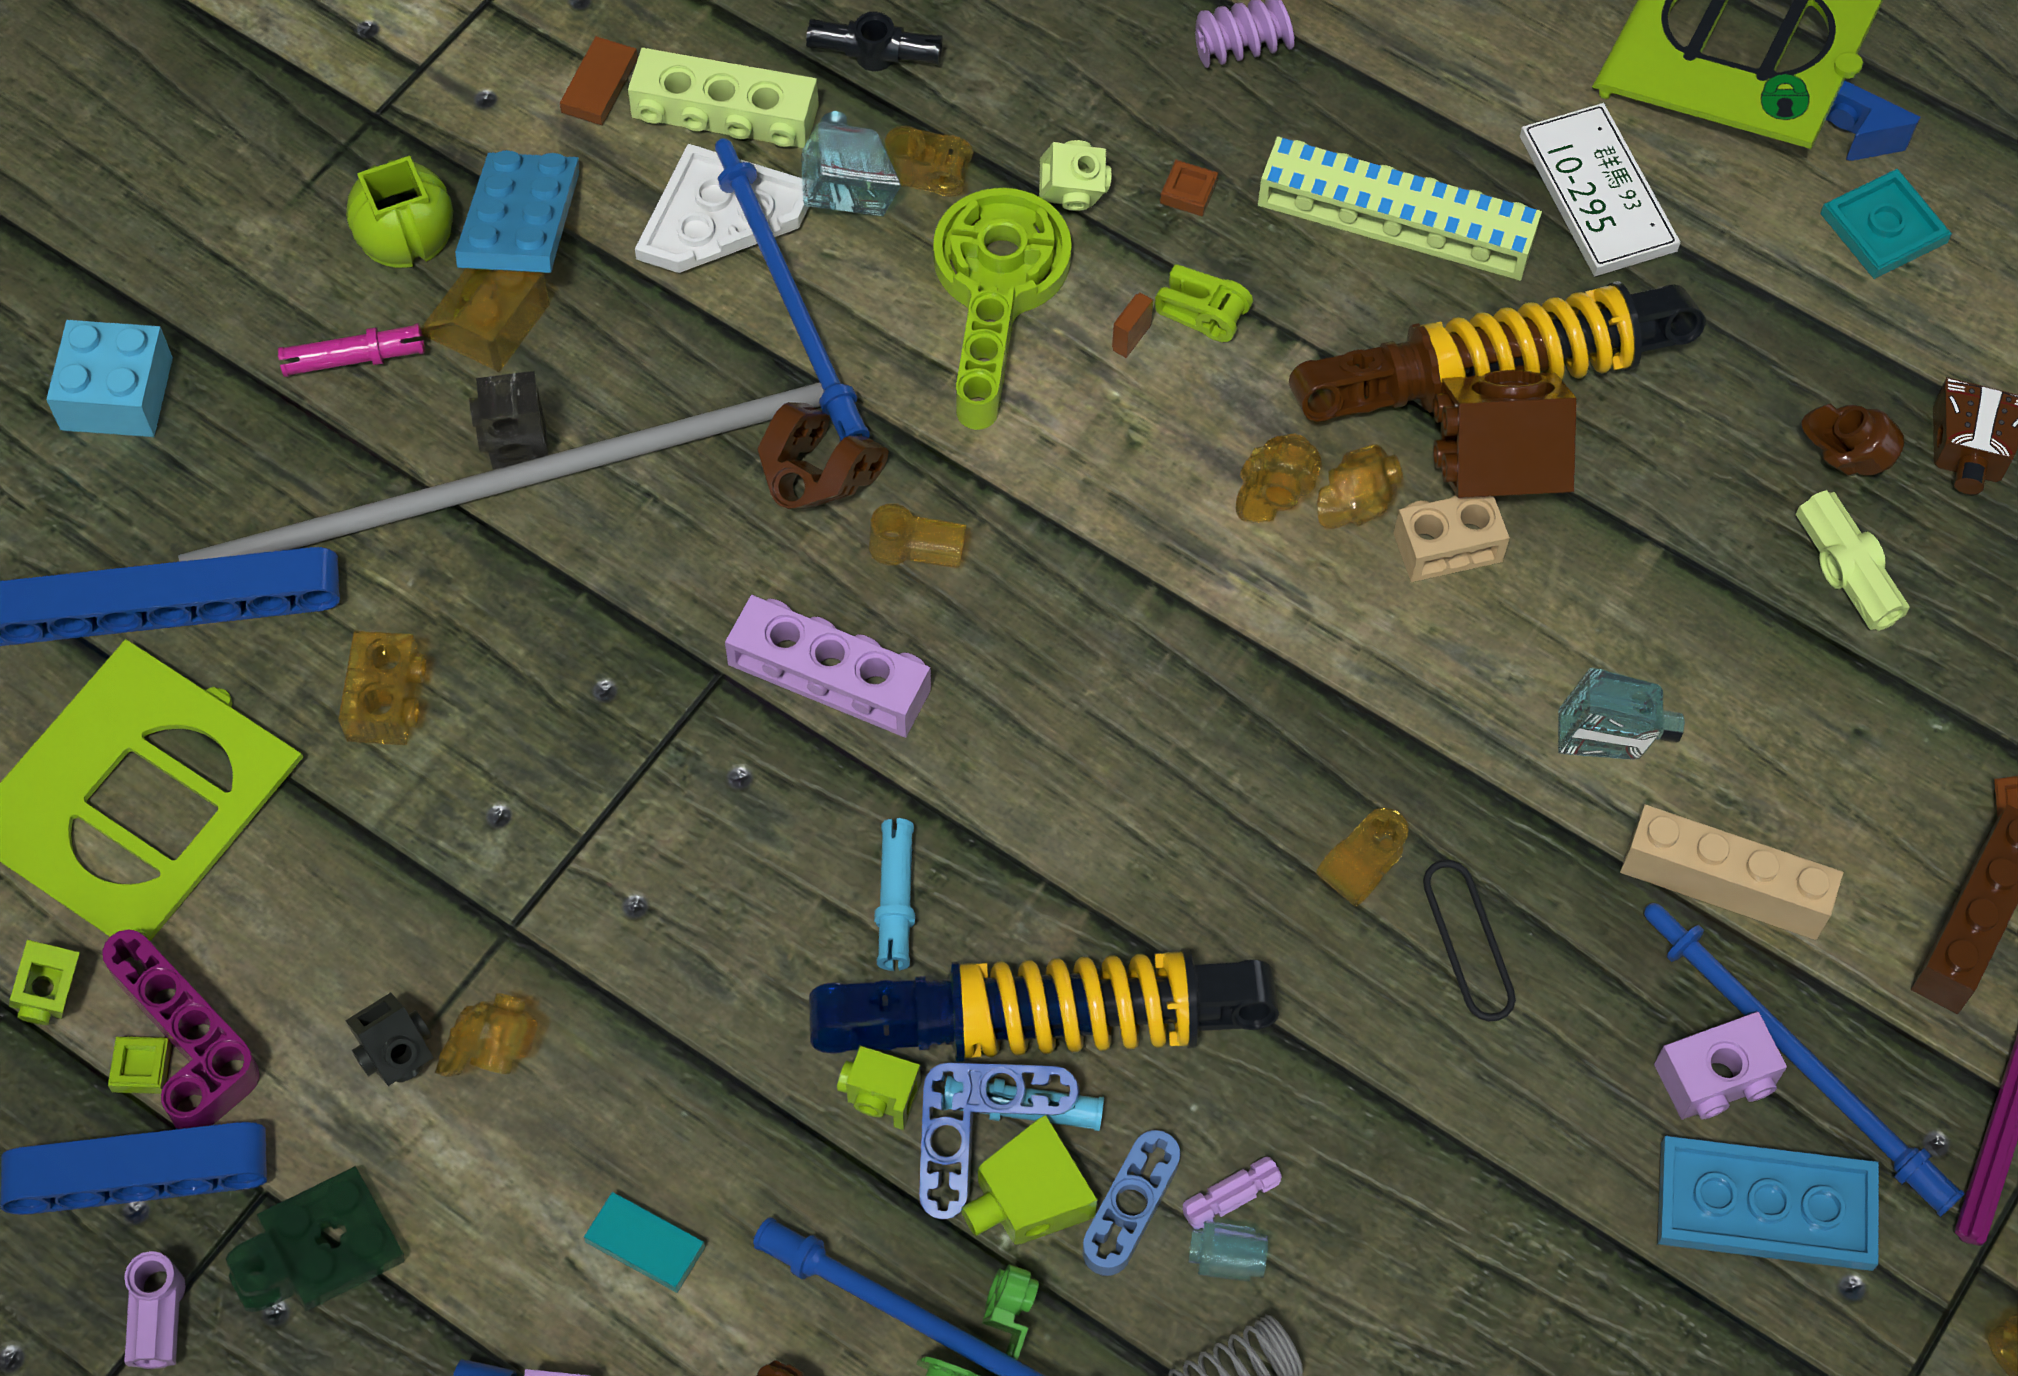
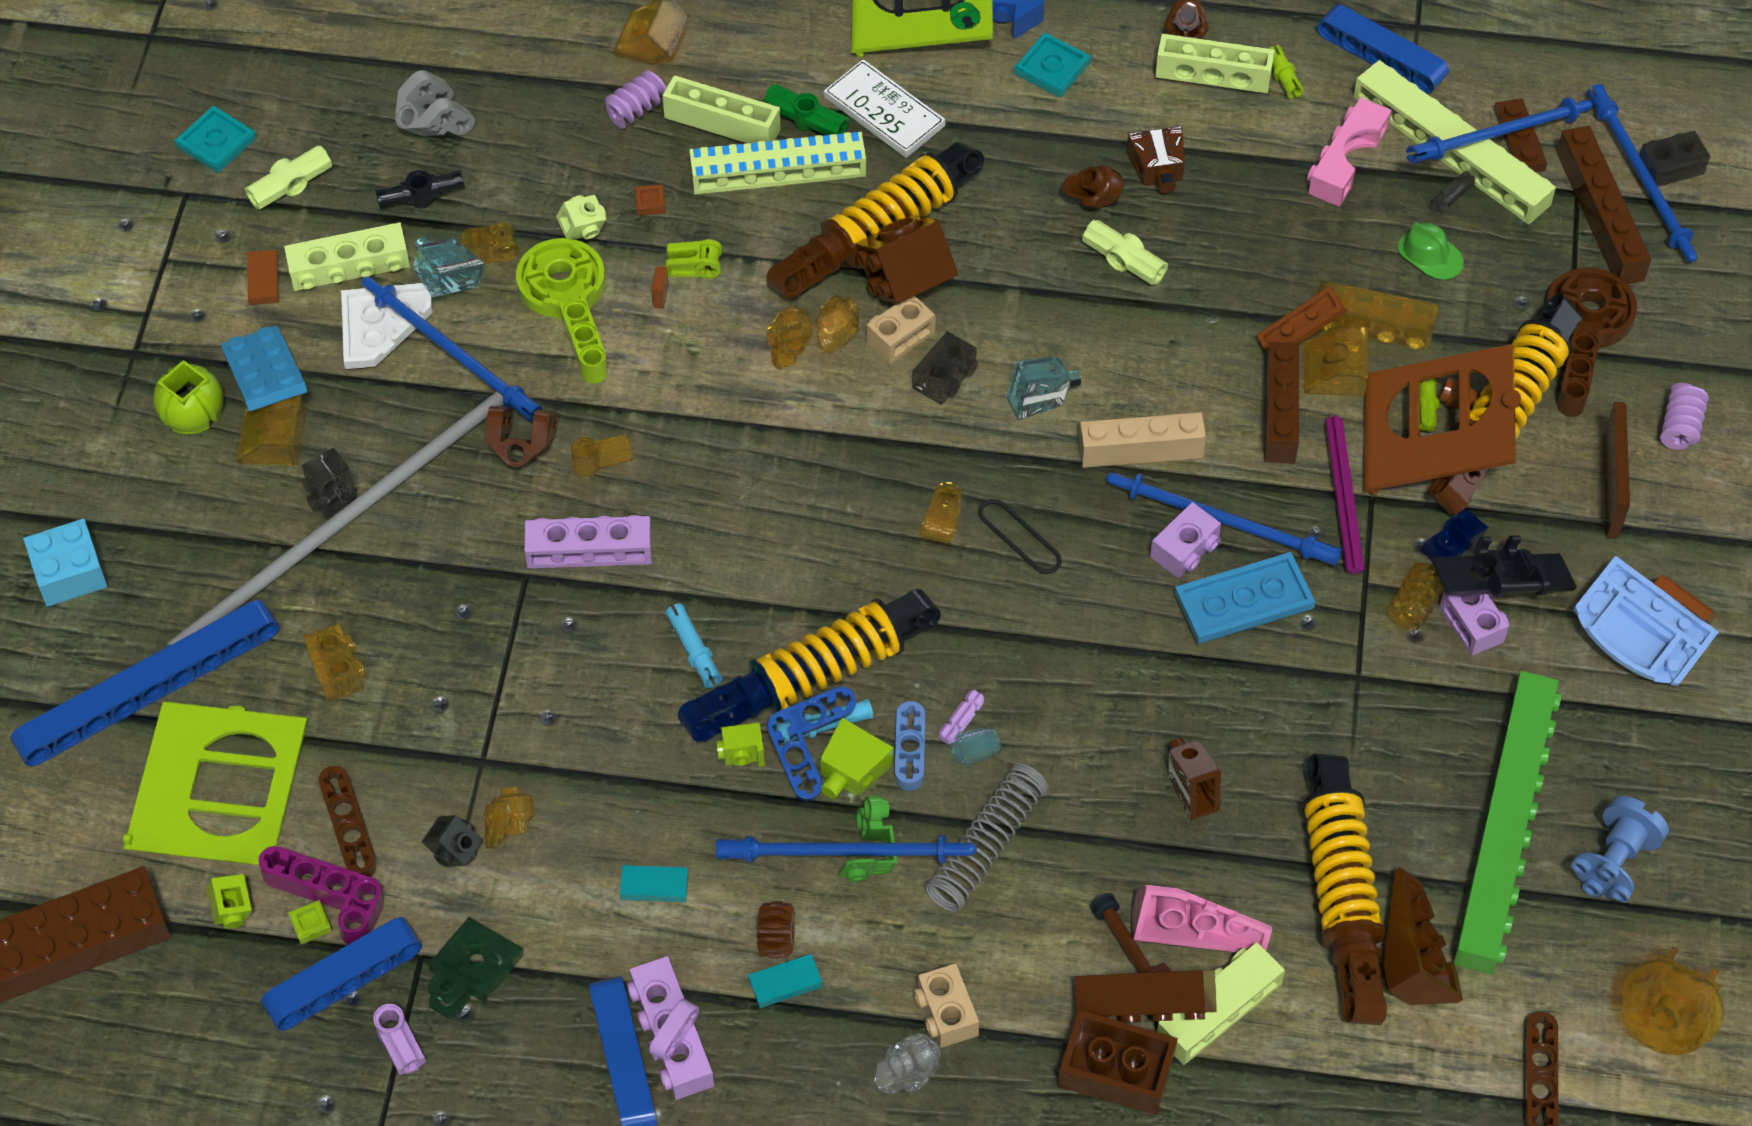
camera: 25 degrees left, 5 degrees down
(265, 937) = (347, 822): none -> reddish brown beam
(352, 350) = (203, 487): dark pink pin -> none
(1353, 99) = (720, 111): none -> yellowish green brick
(1478, 147) = (806, 111): none -> green piece
(1478, 617) = (940, 365): none -> clear smoke brick

